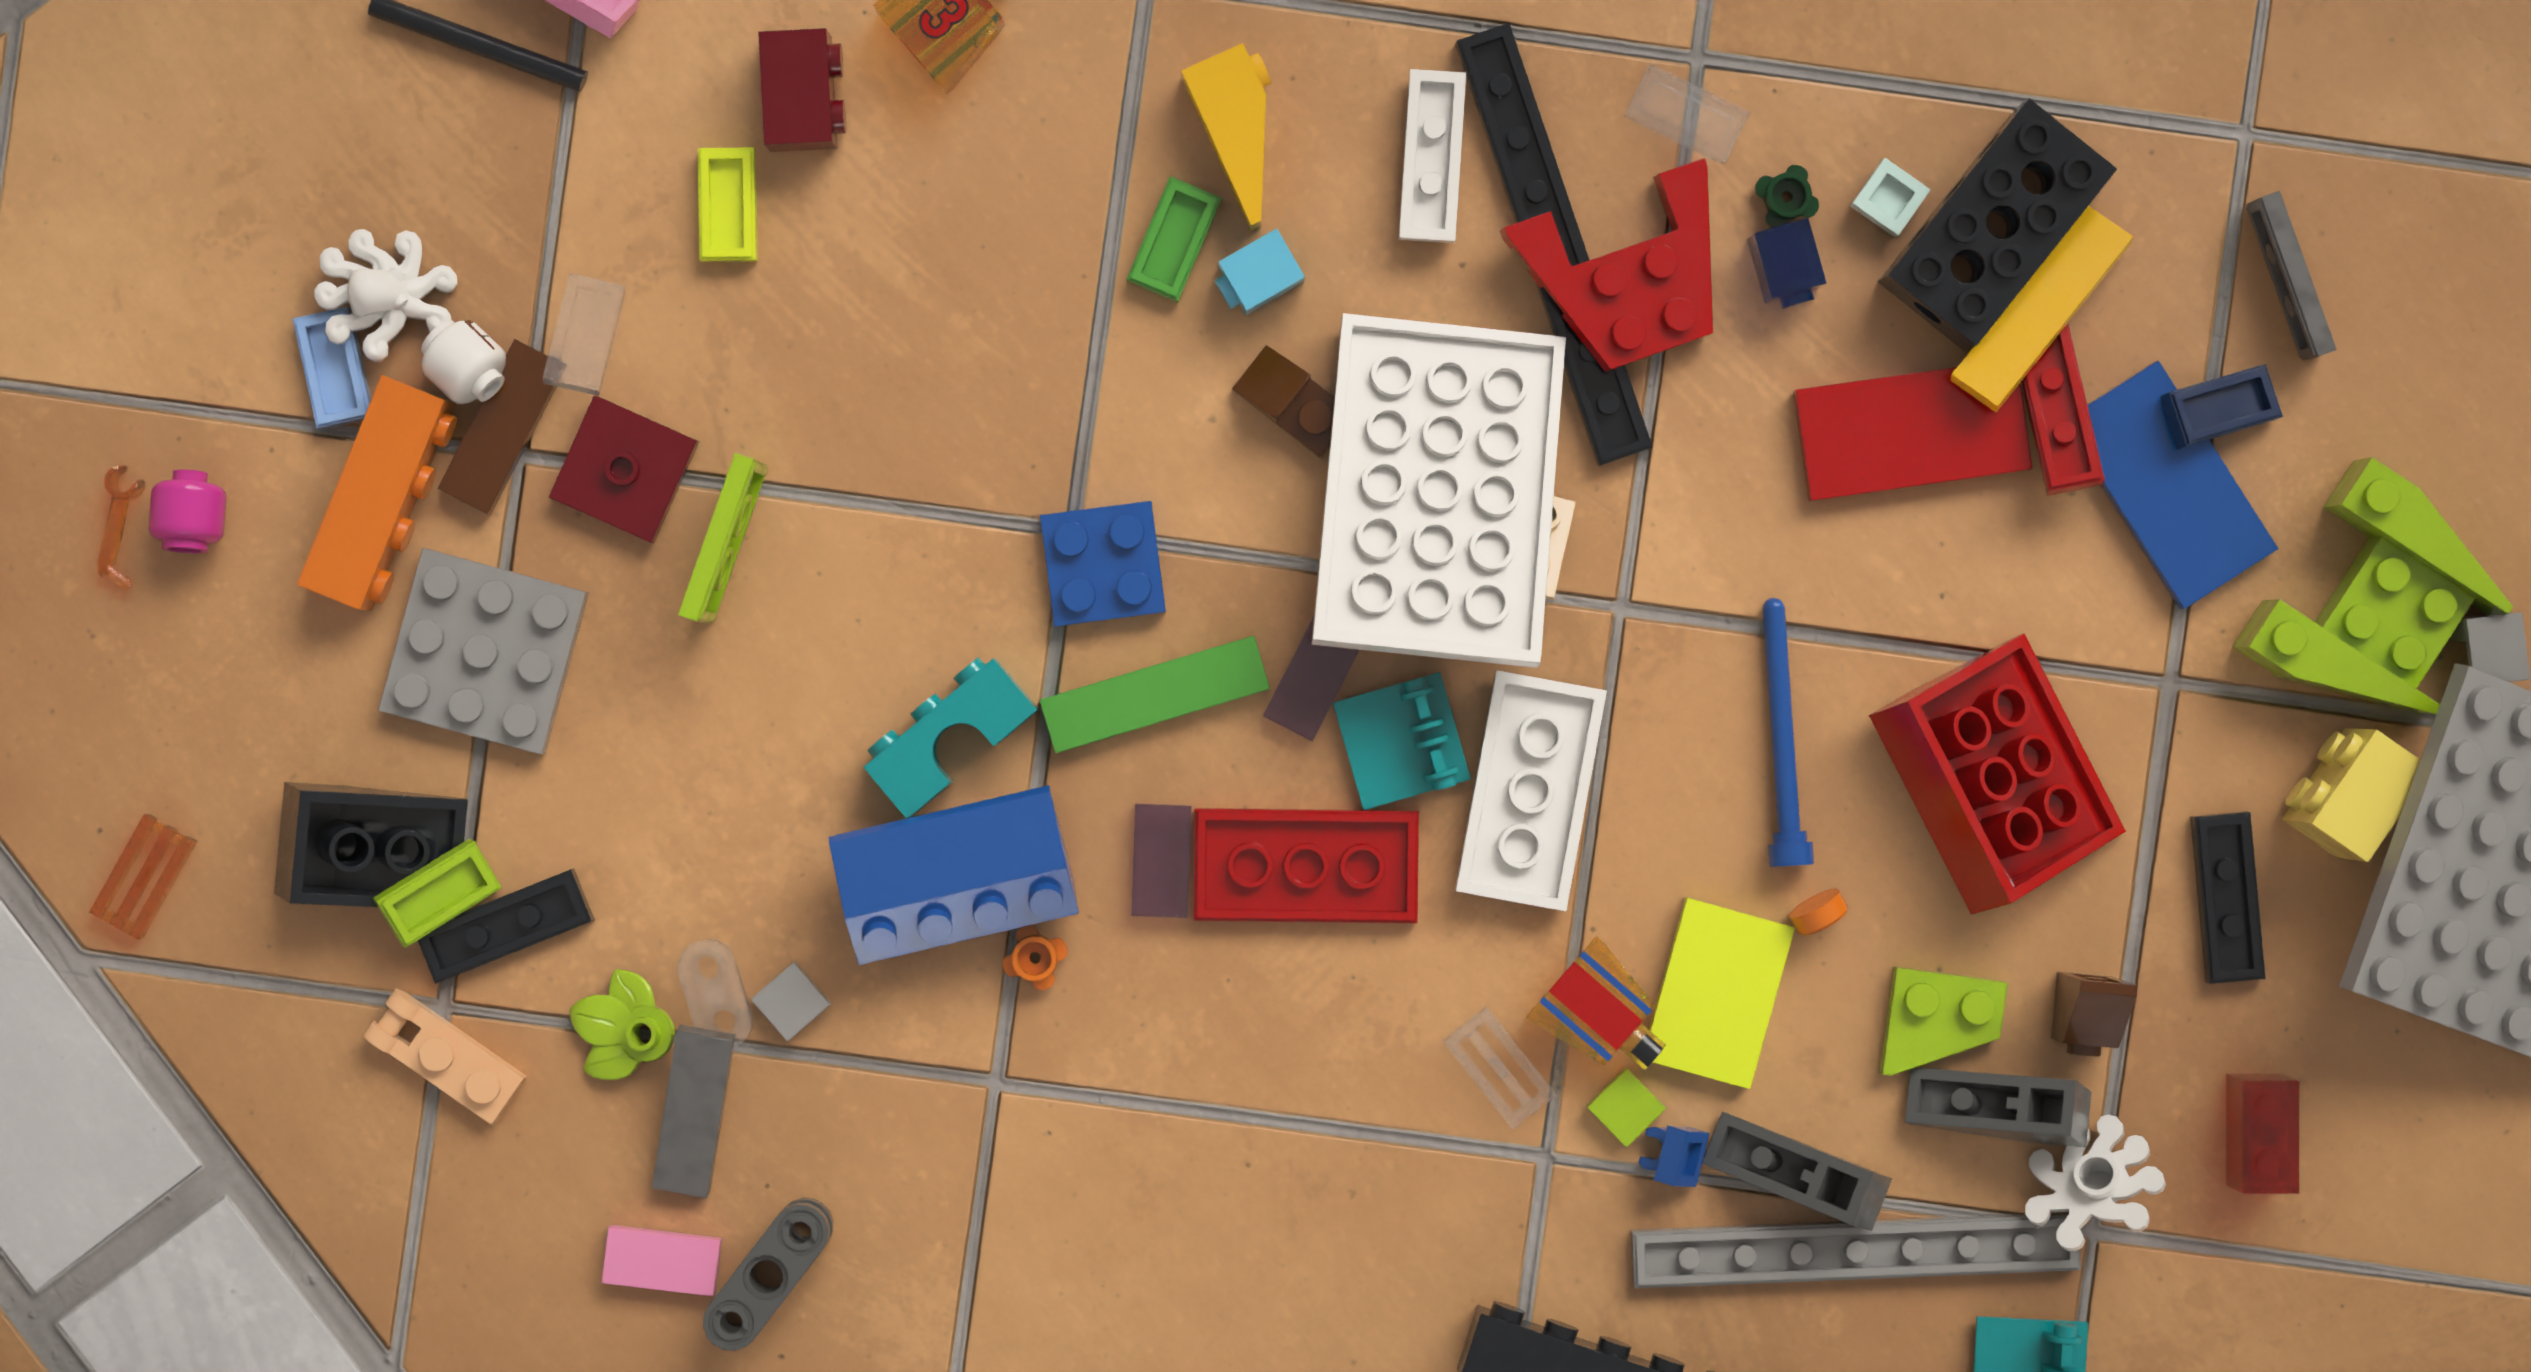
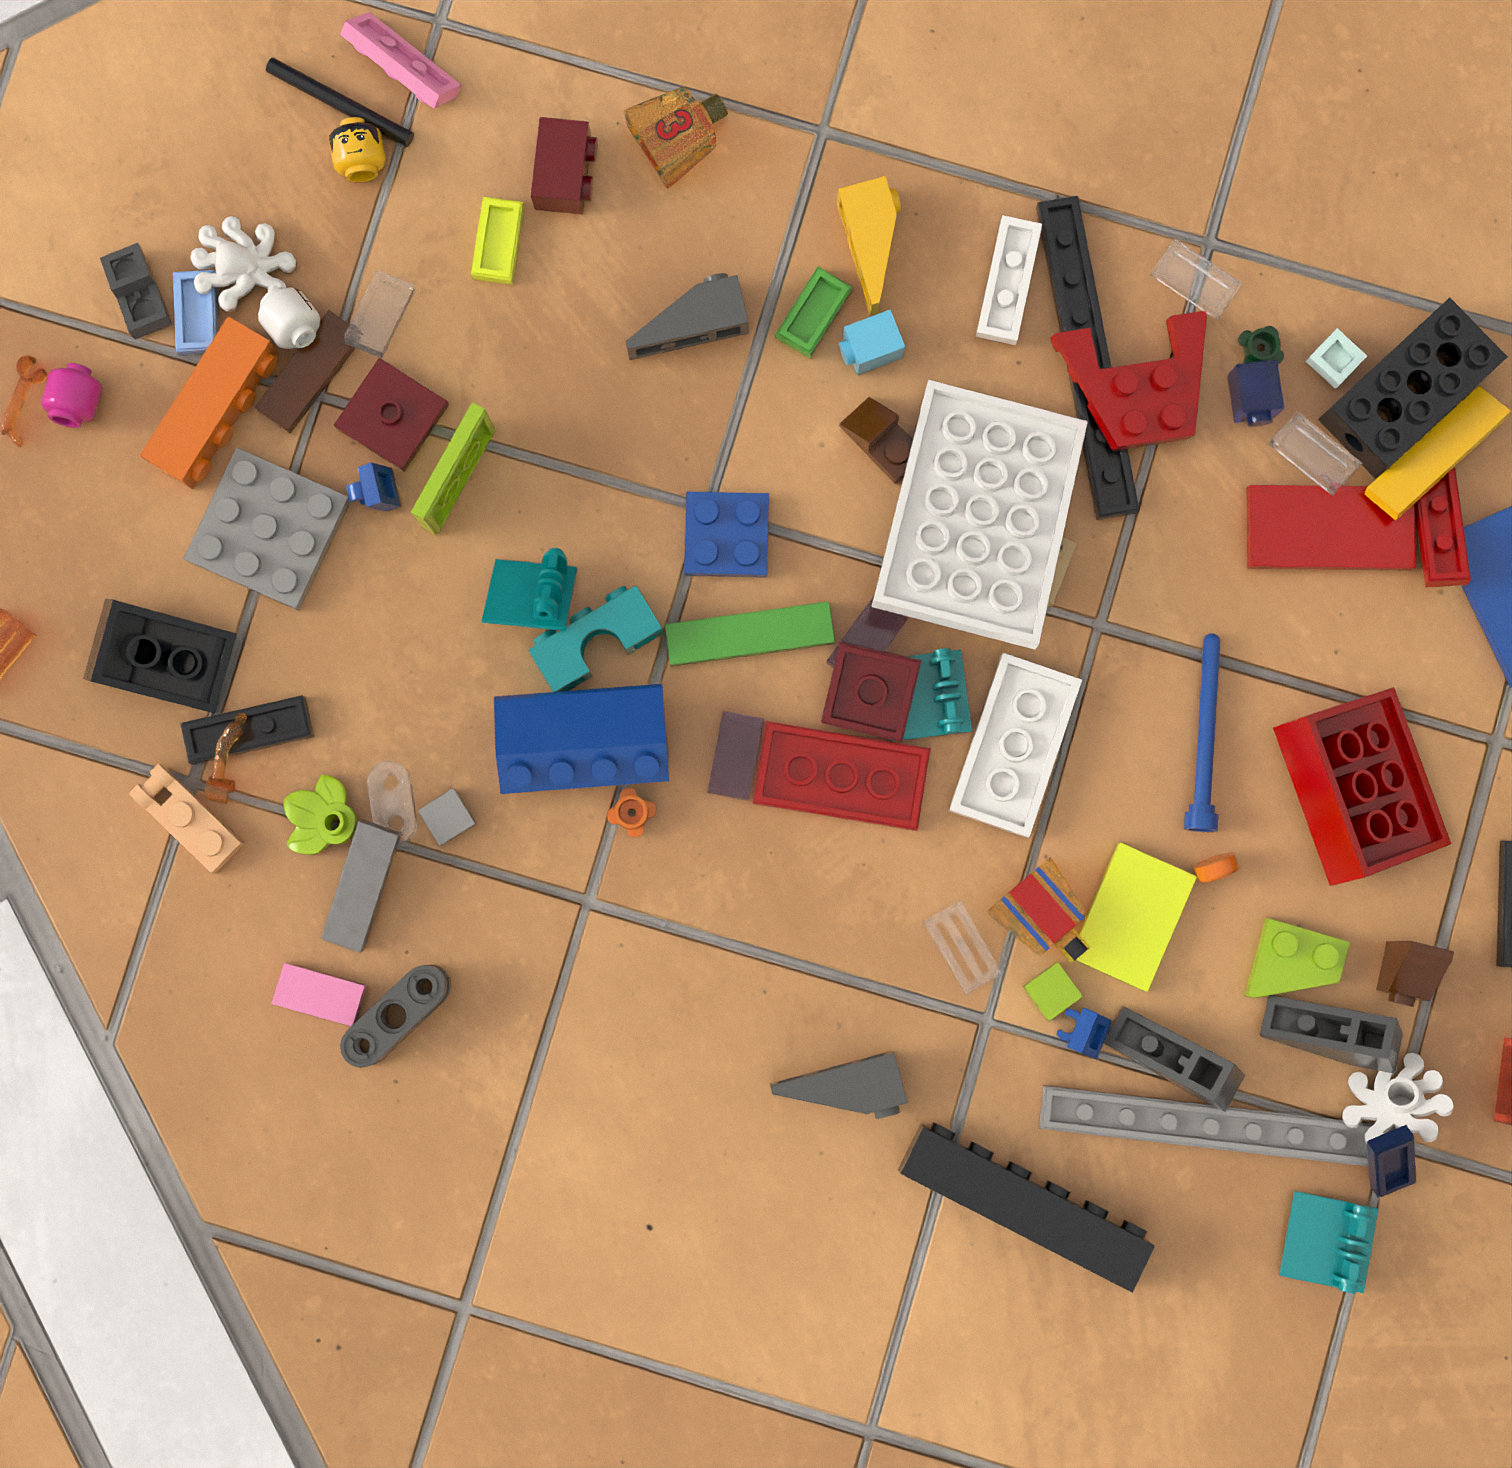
camera: 10 degrees right, 5 degrees down
(246, 351) = (136, 291): none -> dark grey slope
(437, 893) = (201, 696): lime tile -> none
(479, 1008) = (218, 786): none -> clear orange piece
(514, 110) = (357, 150): none -> yellow head
(620, 575) = (375, 488): none -> blue tile
(853, 687) = (531, 592): none -> teal hinge
(1019, 272) = (700, 316): none -> dark grey slope
(1328, 749) = (871, 691): none -> dark red plate
(1383, 1272) = (855, 1086): none -> dark grey slope
(1878, 333) = (1315, 453): none -> clear tile
(2095, 1262) = (1391, 1161): none -> dark blue tile

